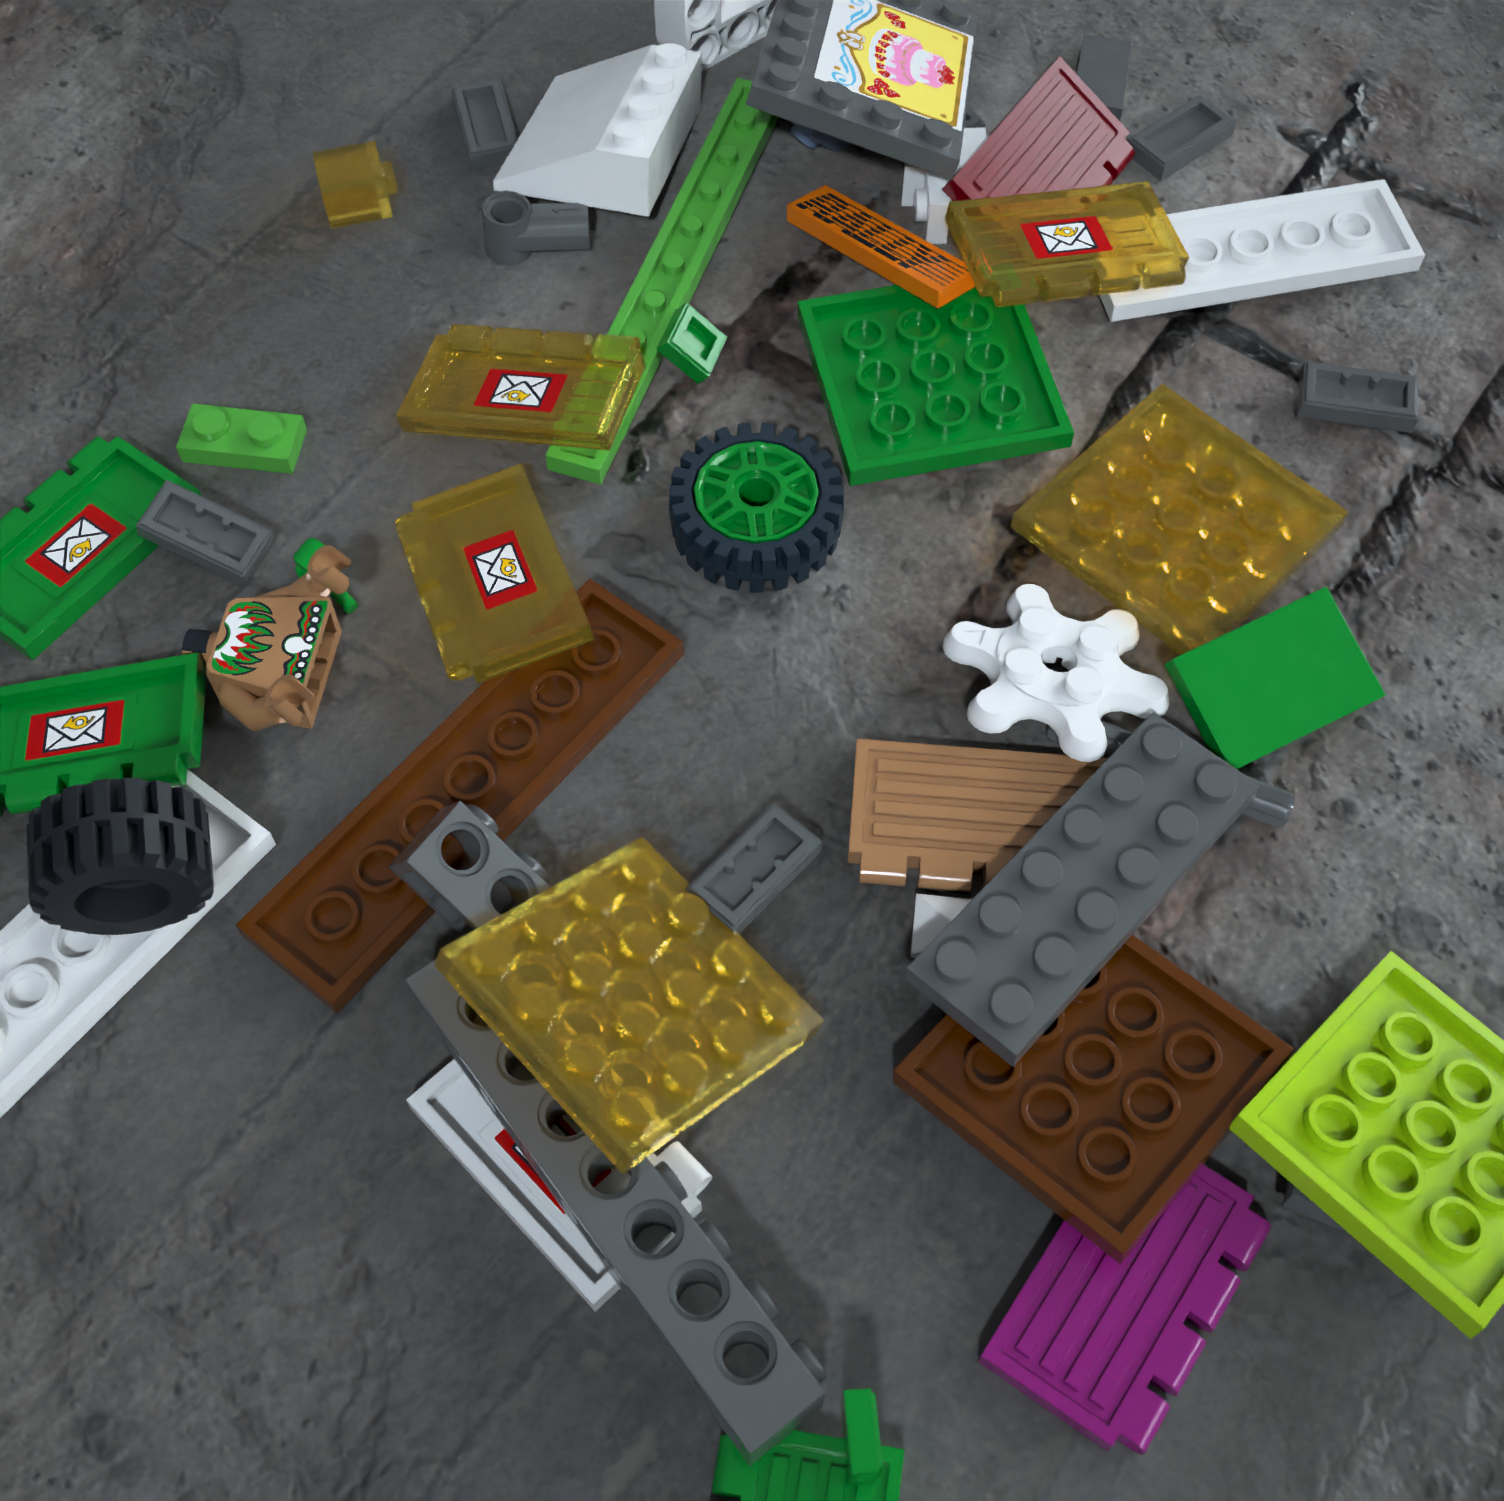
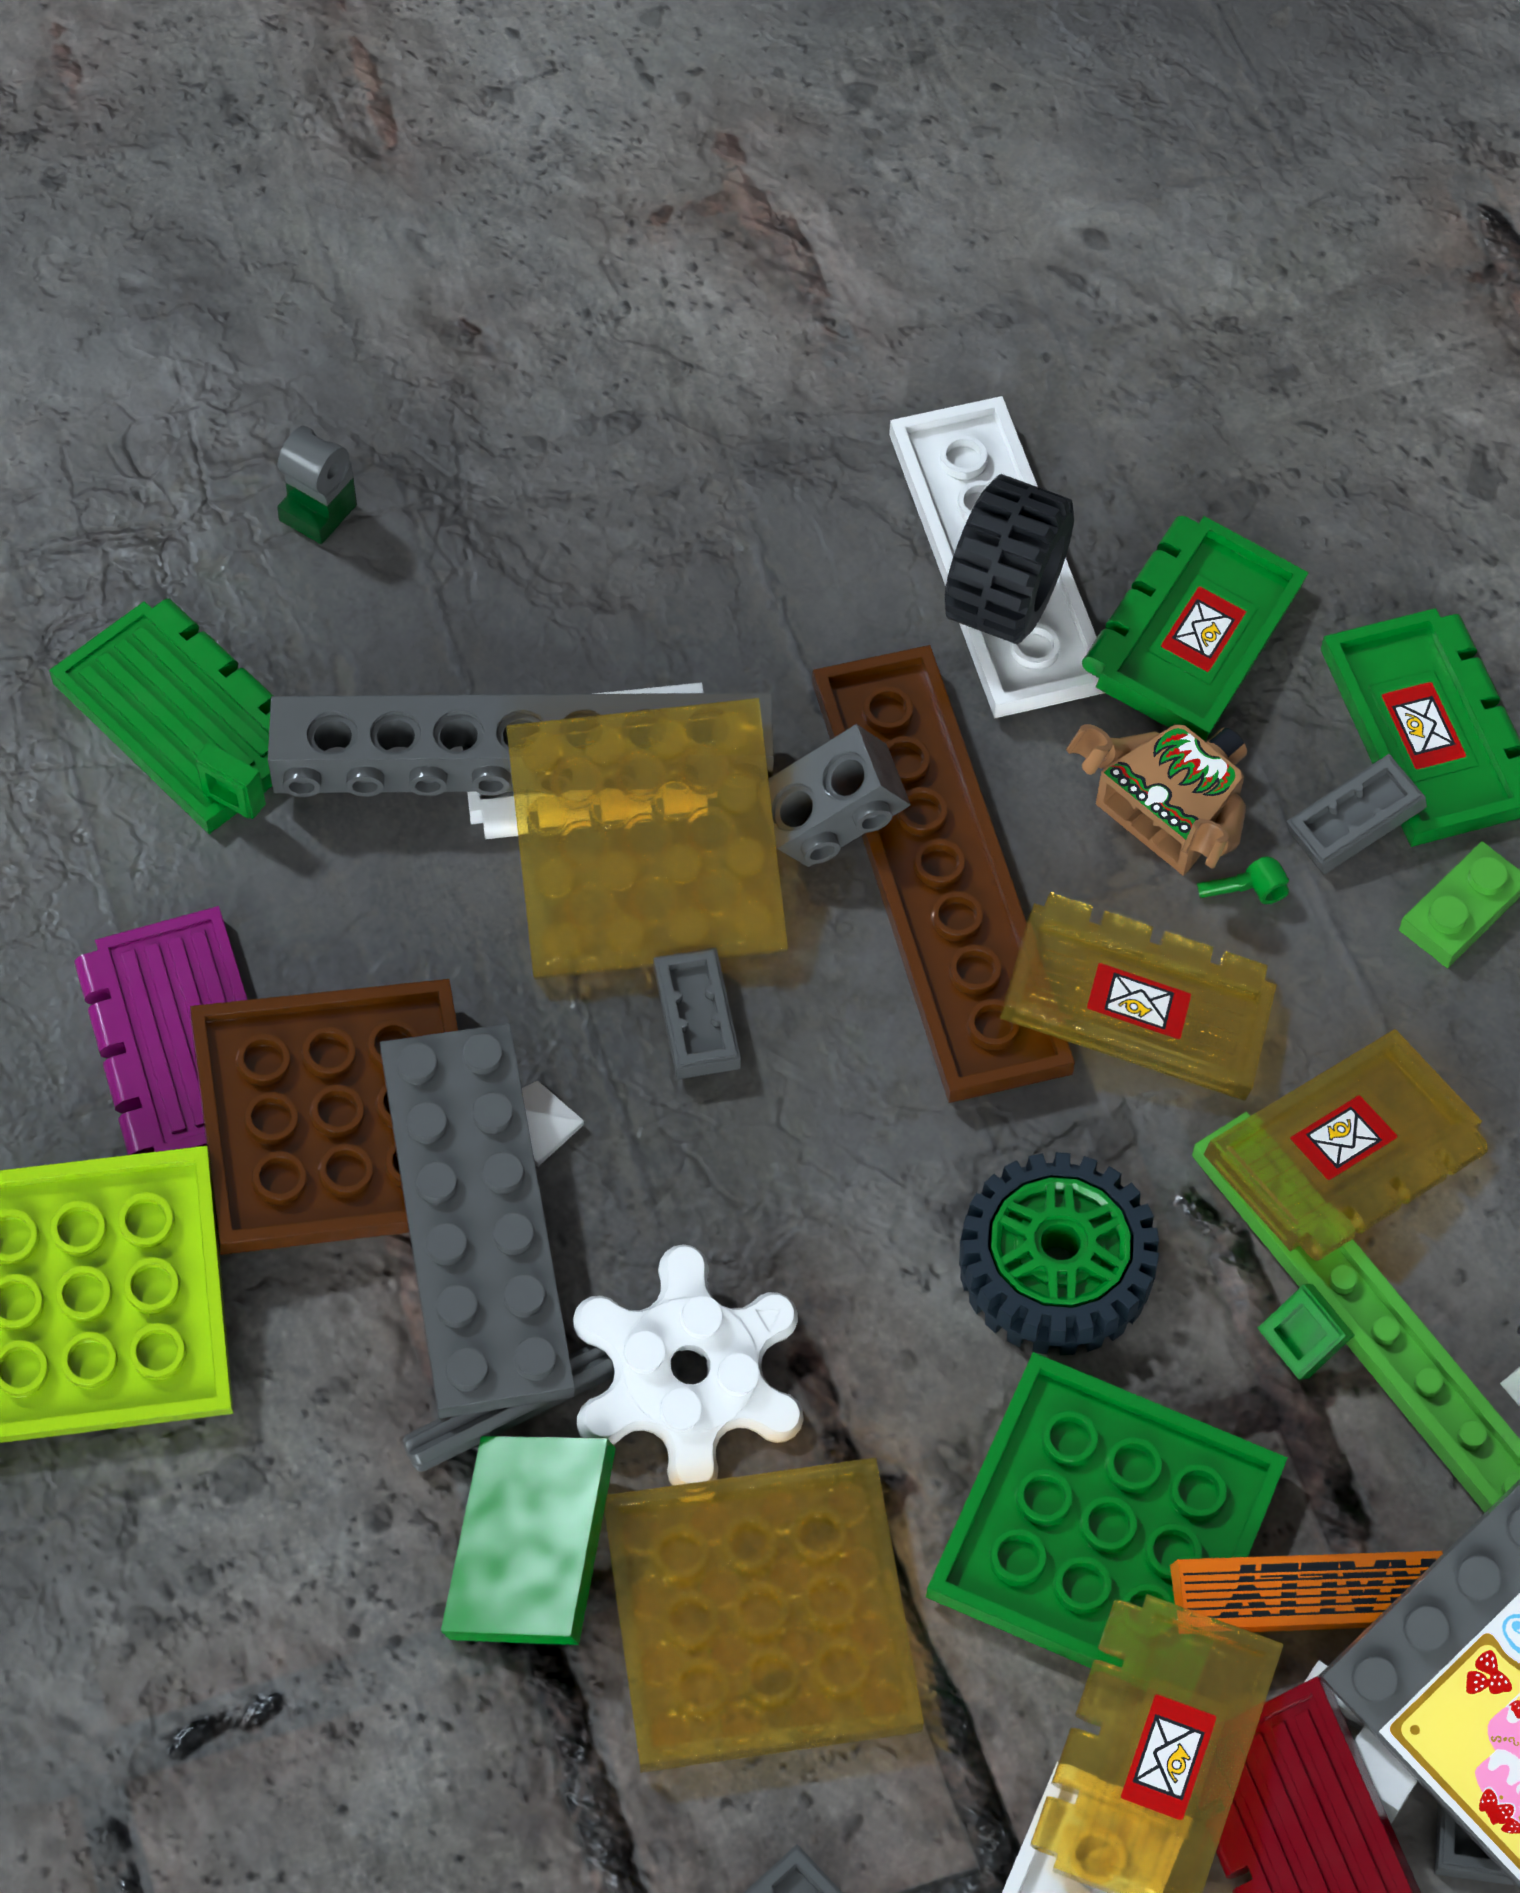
camera: 125 degrees right, 0 degrees up
(951, 809) = (631, 1198): medium nougat hinge -> none

